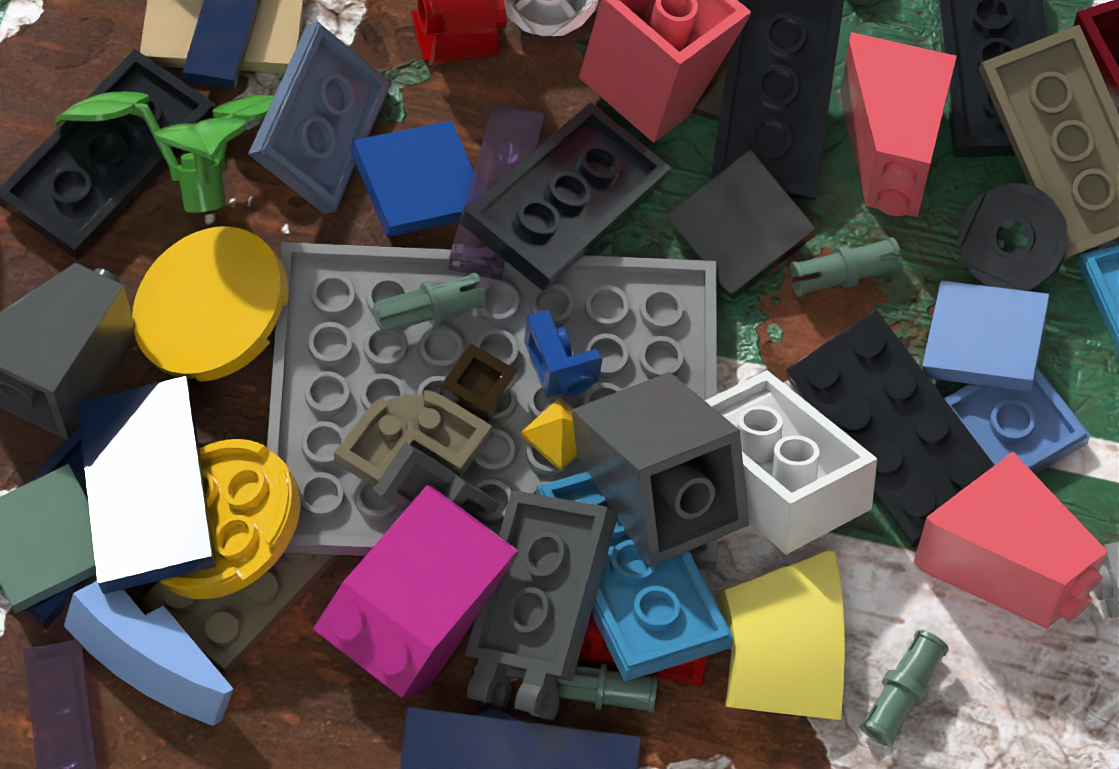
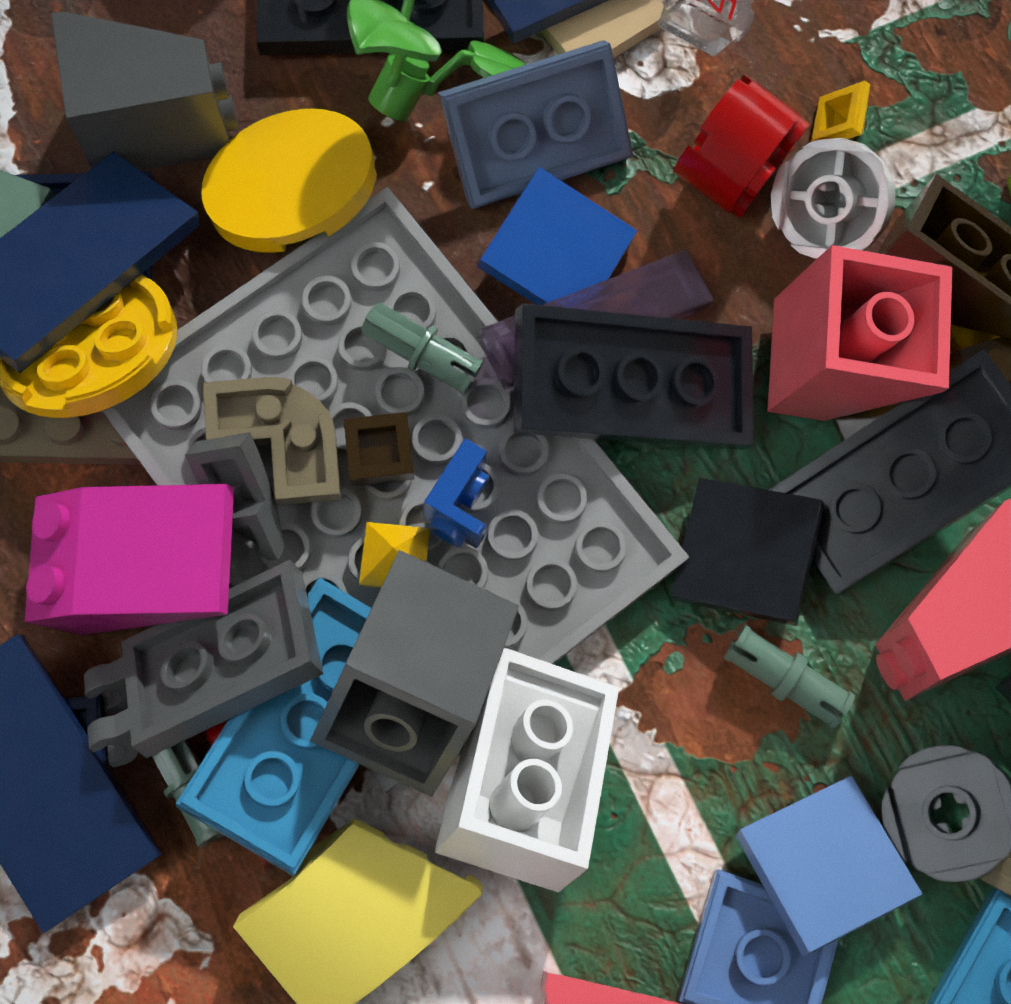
camera: 50 degrees right, 10 degrees up
(895, 412) = (659, 852): black plate -> none

